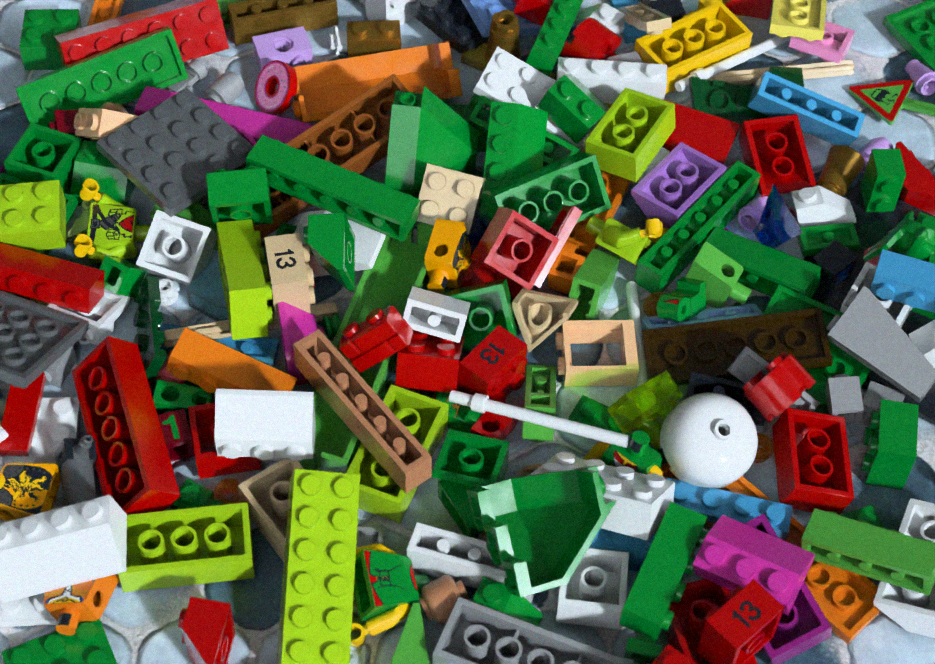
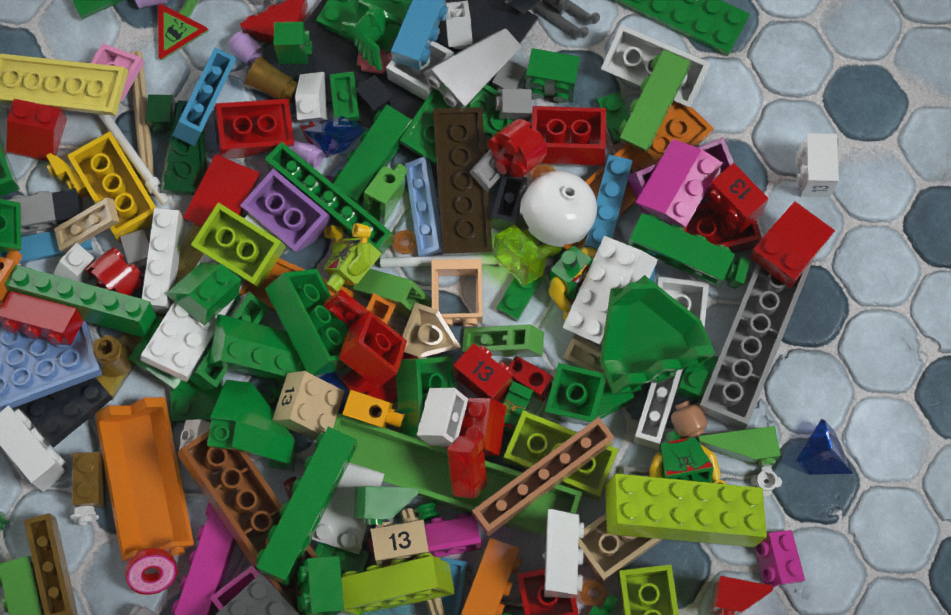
camera: 85 degrees left, 20 degrees up
(285, 45) = (86, 557): lavender brick -> none
(482, 403) = (521, 384): white bar -> none
(684, 301) = (409, 219): green leg -> none

